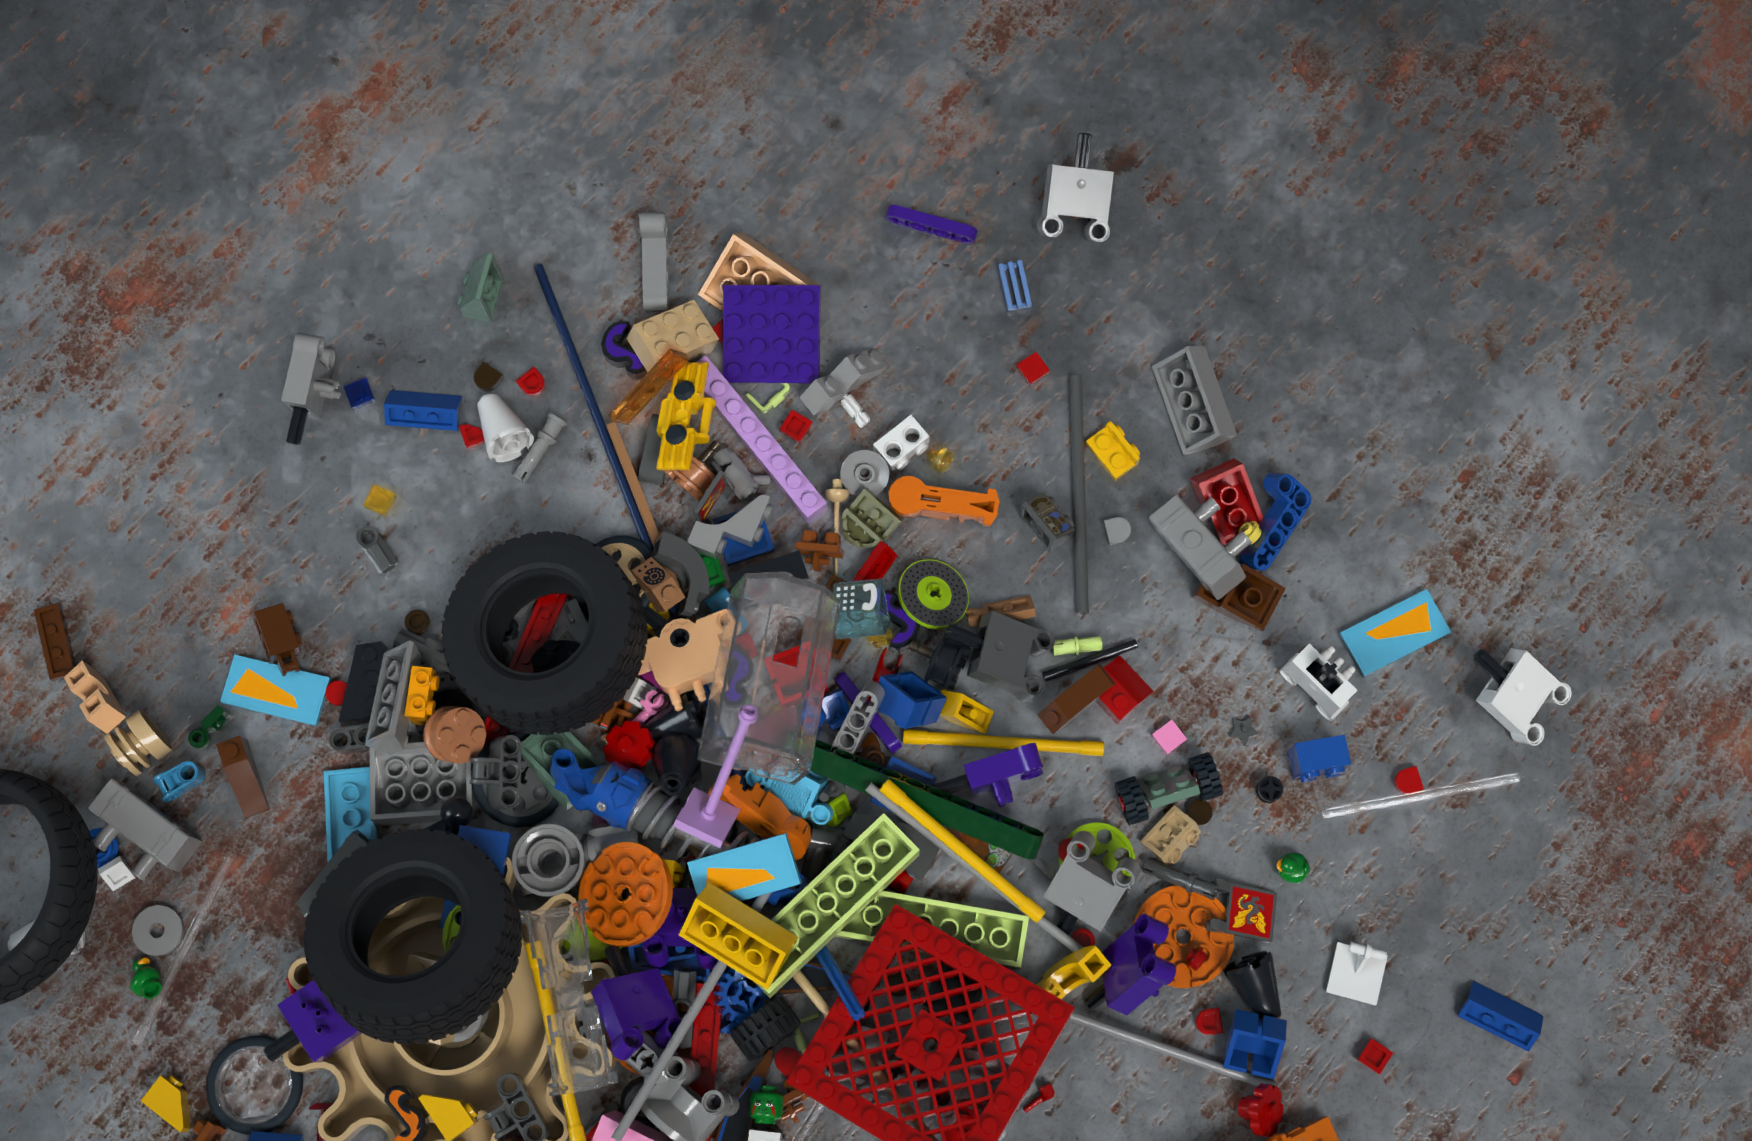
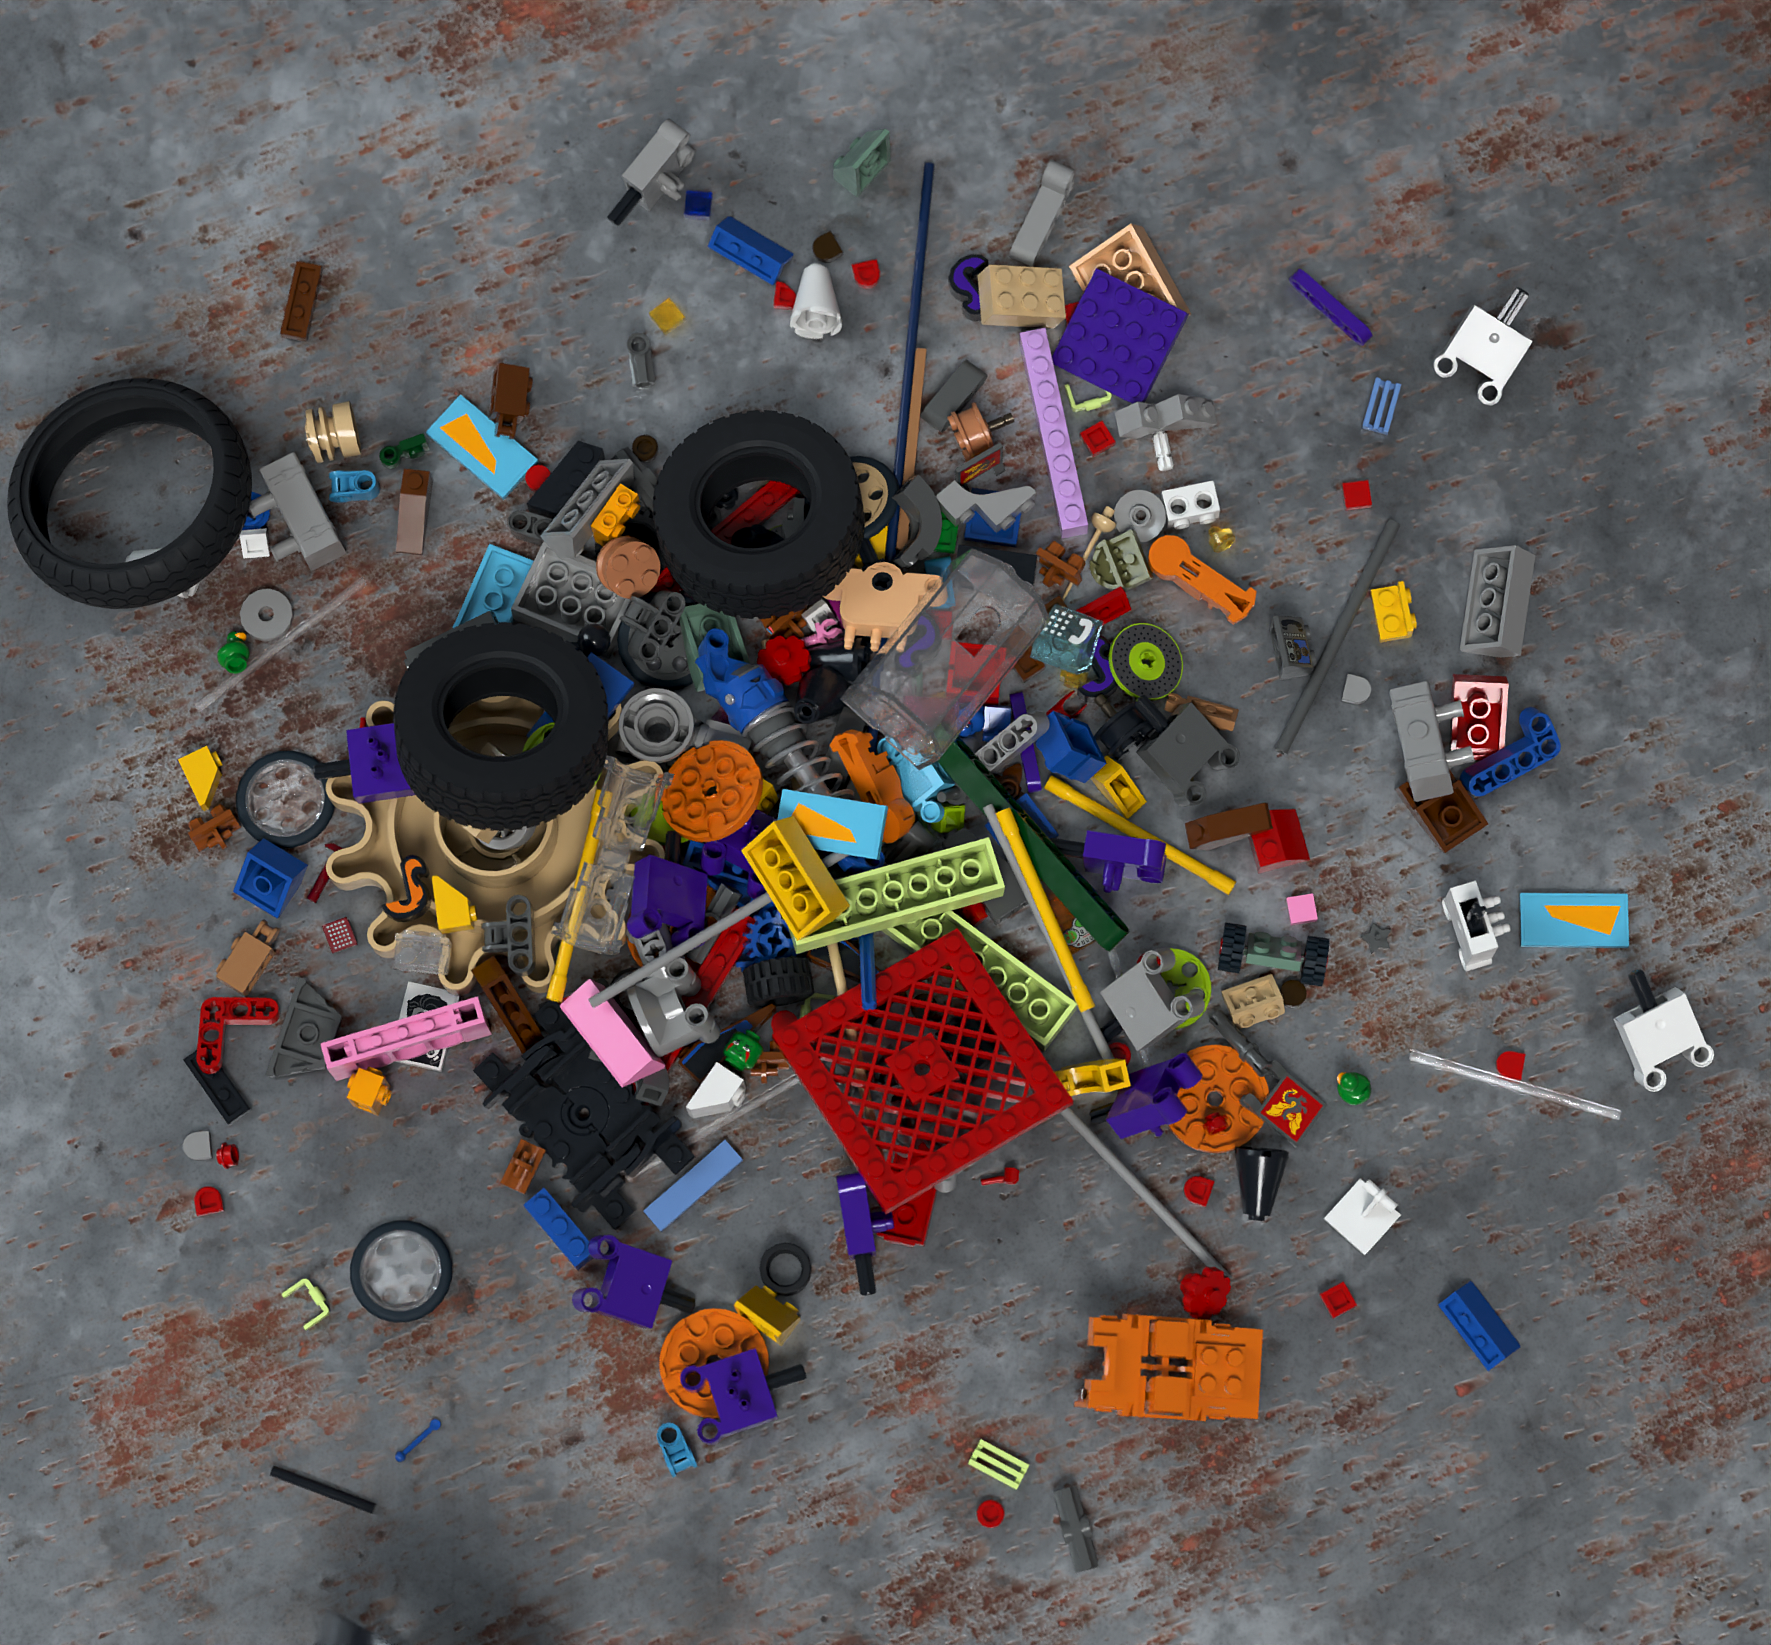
camera: 30 degrees right, 0 degrees up
(99, 702) = (316, 373): light nougat arch -> none
(545, 437) = (852, 333): light grey pin -> none
(648, 387) = (974, 331): clear orange tile -> none
(657, 585) = (887, 522): medium nougat slope -> none
(675, 414) = (986, 369): yellow piece -> none
(706, 814) = (822, 753): lavender tile -> none
(737, 476) = (1016, 457): light grey piece -> none
(1077, 645) = (1258, 779): yellowish green axle -> none
(1090, 660) = (1255, 798): black bar -> none
(1252, 530) = (1483, 753): light yellow plate -> none
(1261, 1037) = (1231, 1221): blue piece -> none
(1272, 786) = (1373, 1000): black wheel -> none
(1319, 757) = (1433, 998): blue brick -> none

